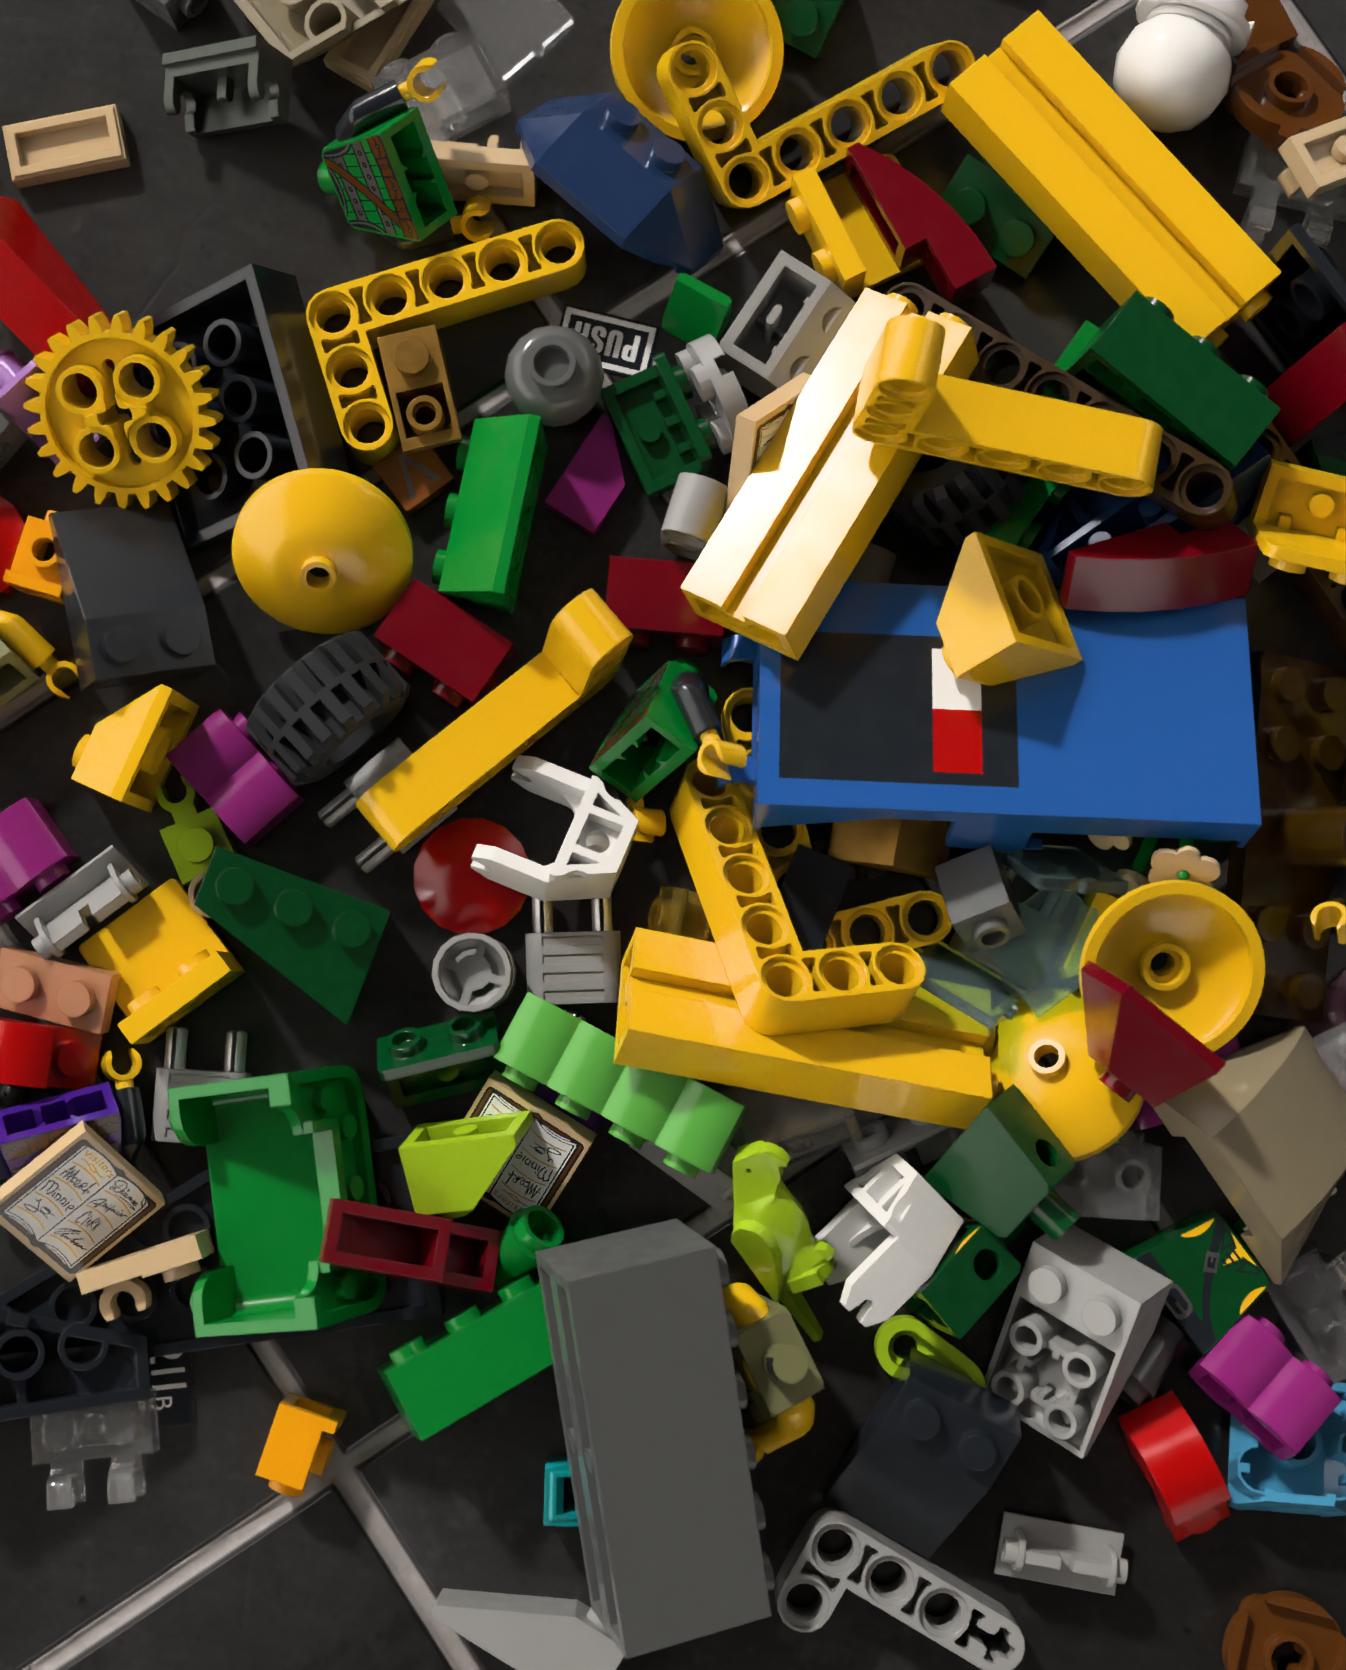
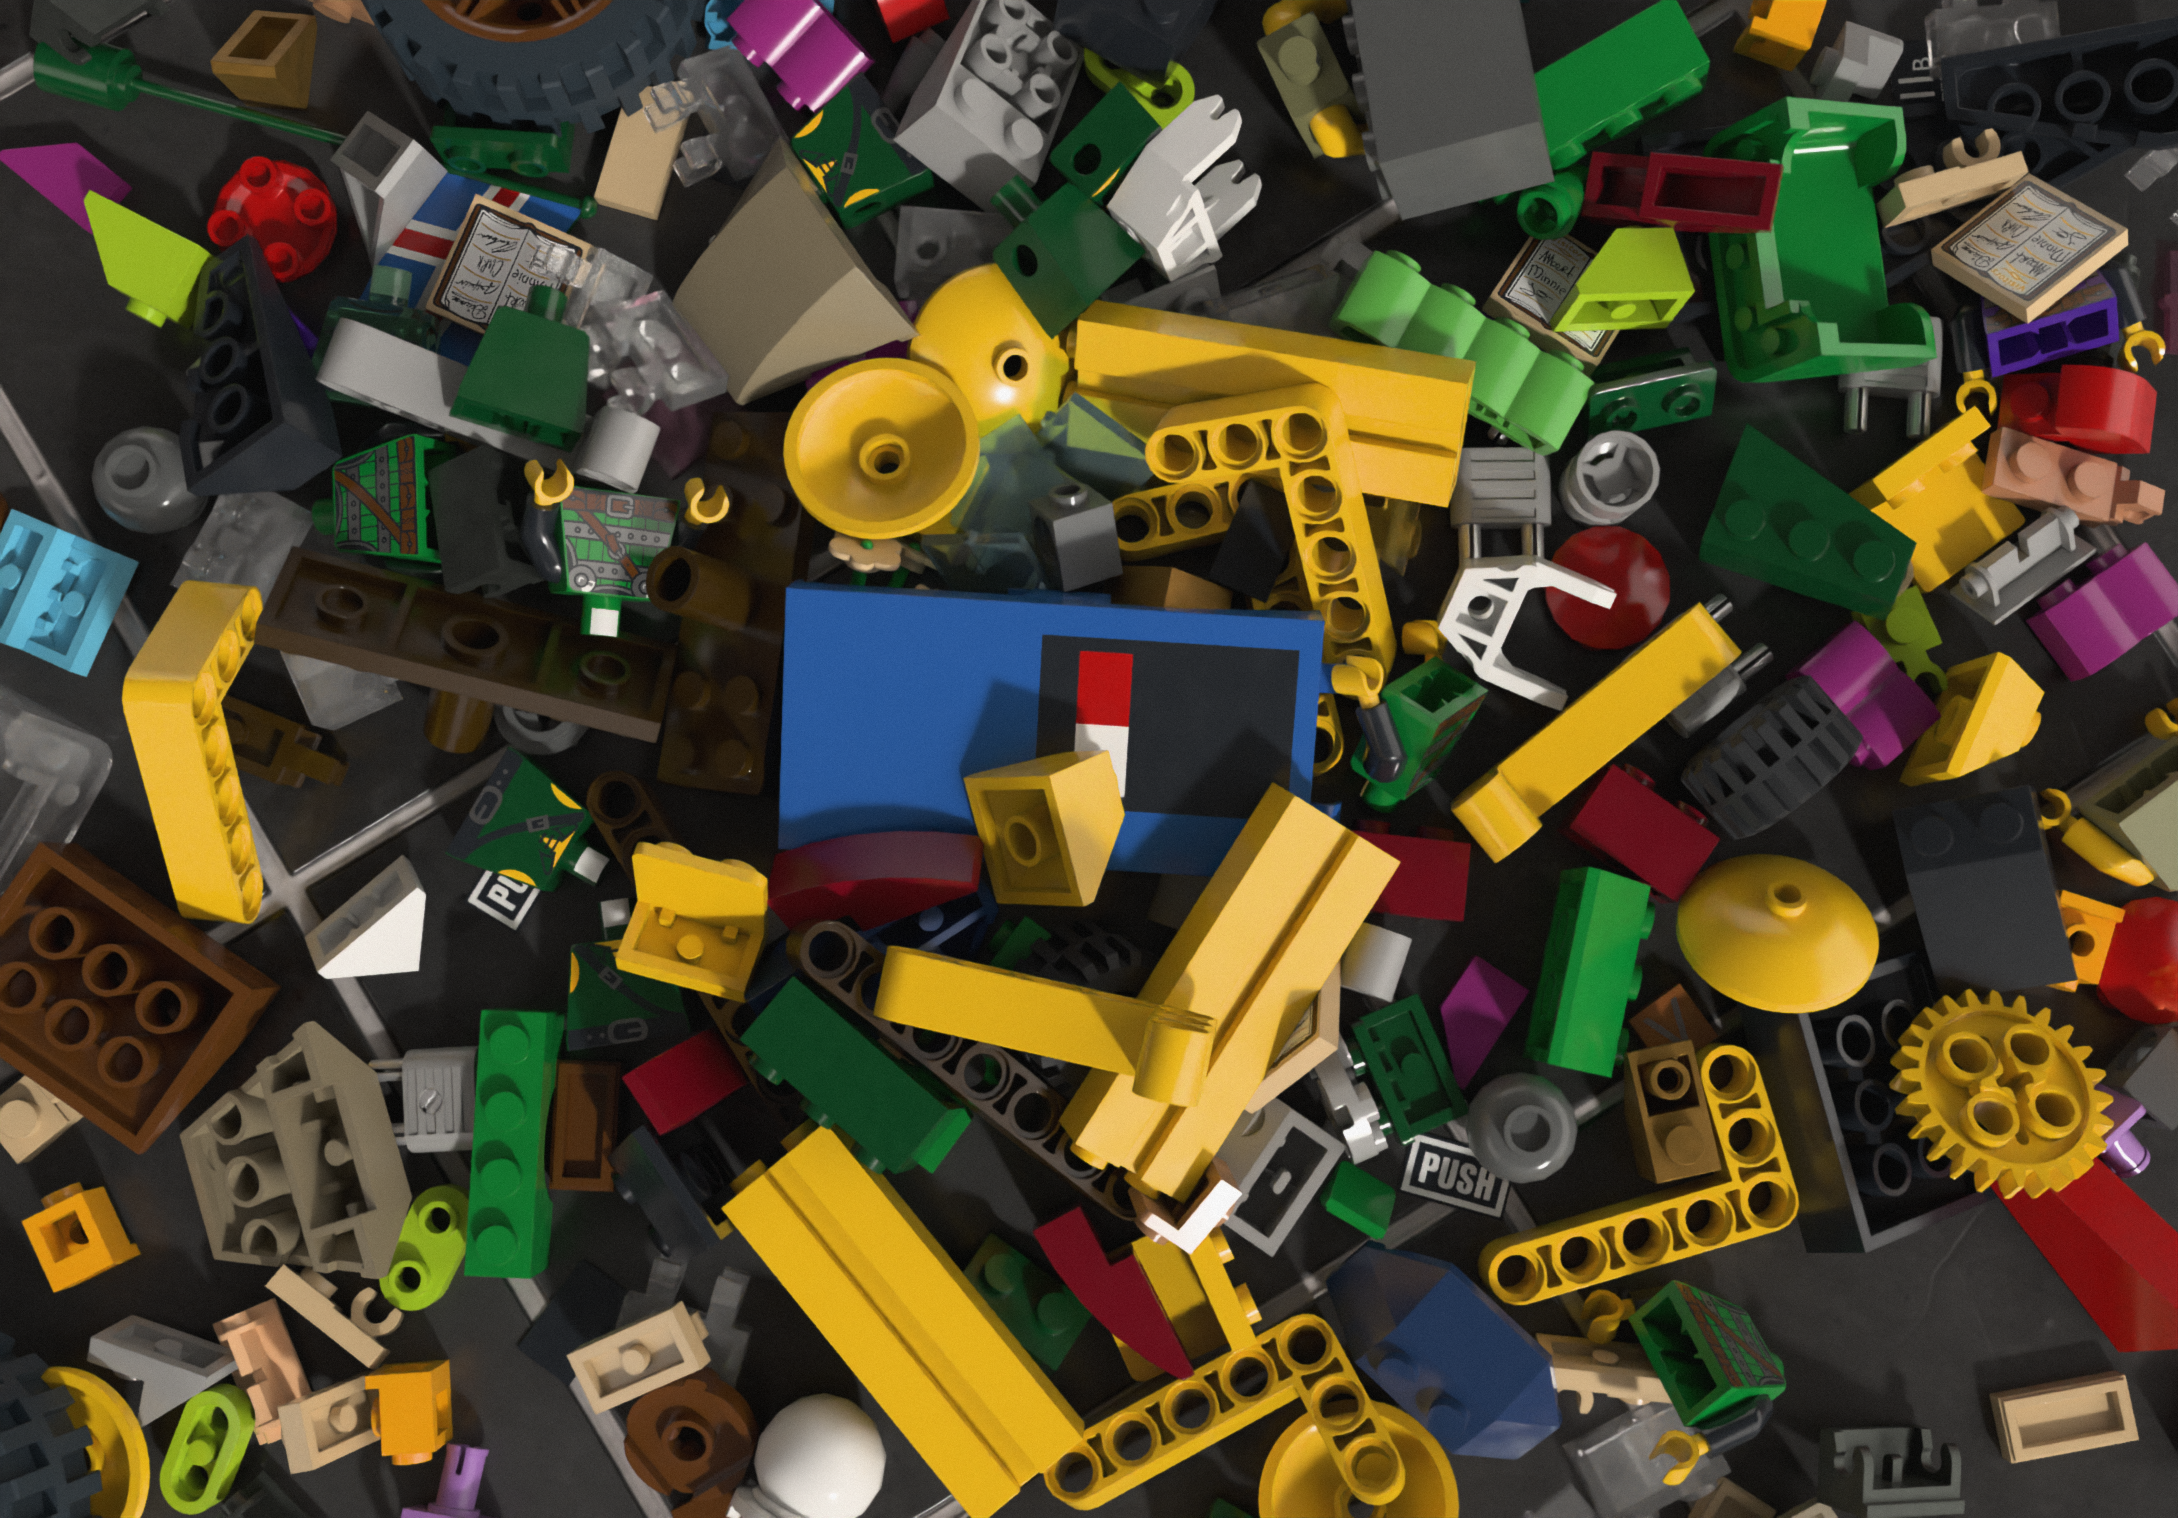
camera: 175 degrees left, 0 degrees up
(230, 1397) = (1855, 64): none -> light grey bracket
(775, 1232) = (1300, 198): lime animal -> none
(861, 270) = (1191, 1221): none -> medium nougat bracket
(1139, 1042) = (922, 366): dark red slope -> none

